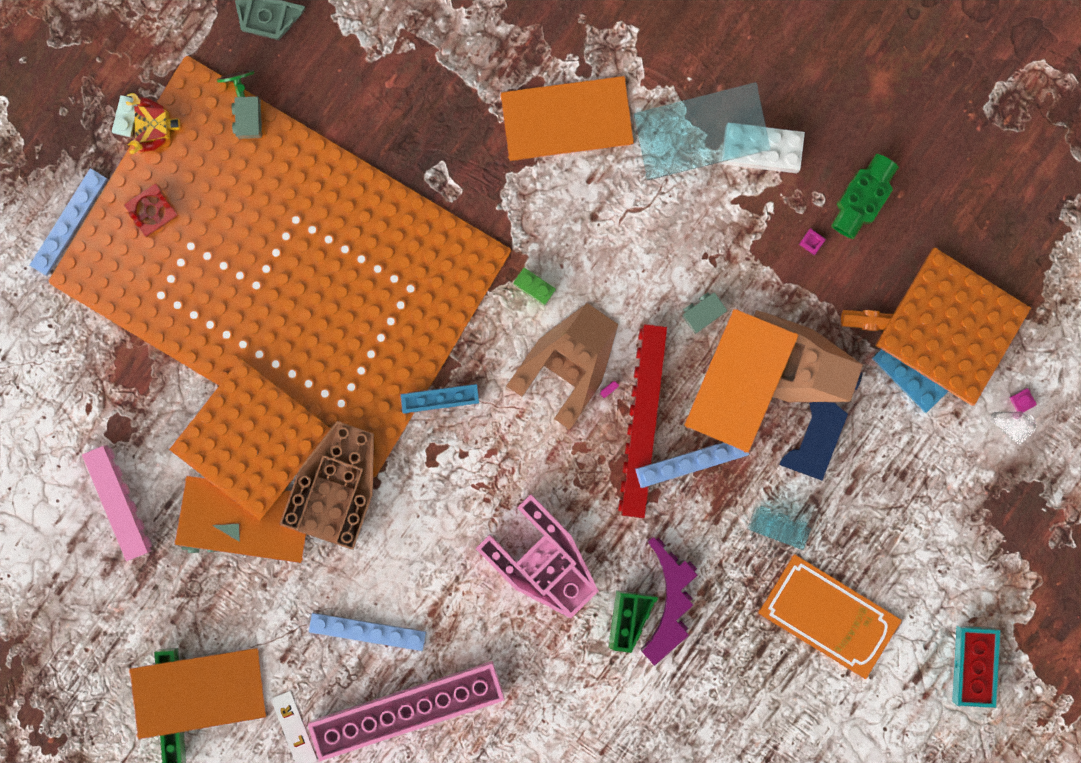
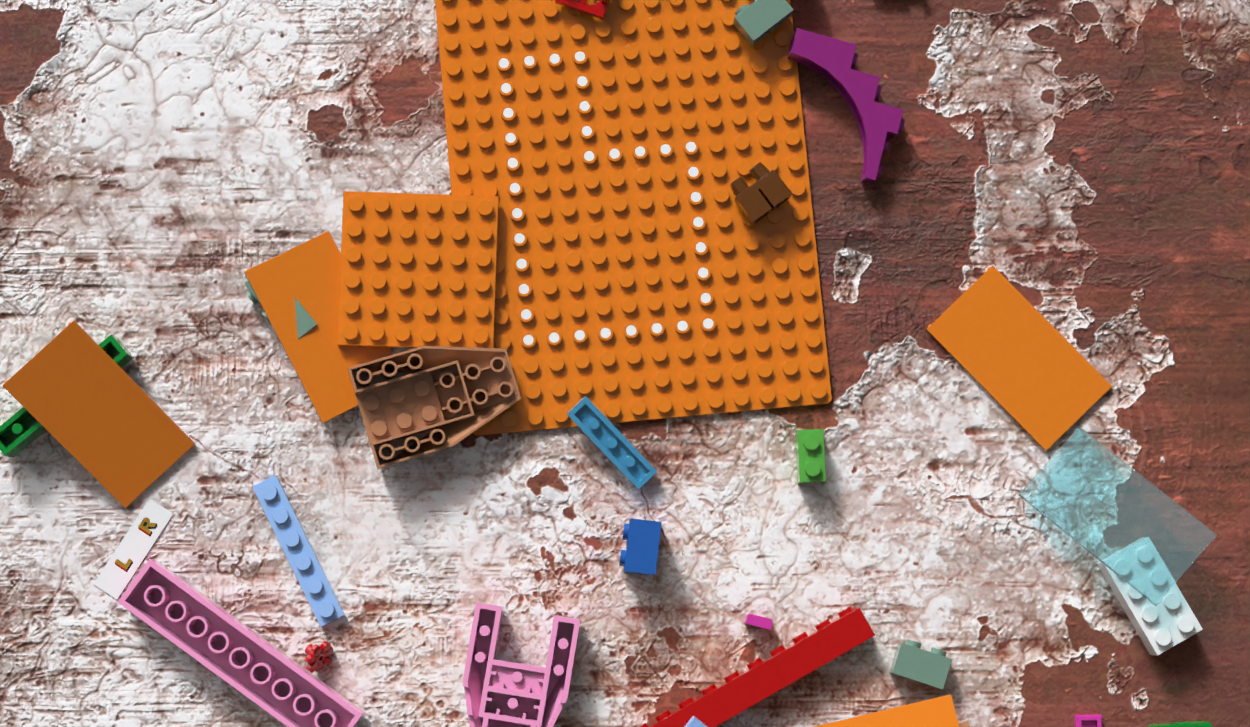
camera: 55 degrees right, 5 degrees down
(116, 502) = (245, 178): bright pink brick -> none
(307, 95) = (875, 120): none -> magenta arch
(357, 199) = (762, 196): none -> reddish brown hips
(439, 664) = (318, 656): none -> red plant
(514, 426) = (642, 546): none -> blue brick
(575, 352) = (771, 555): nougat wedge -> none

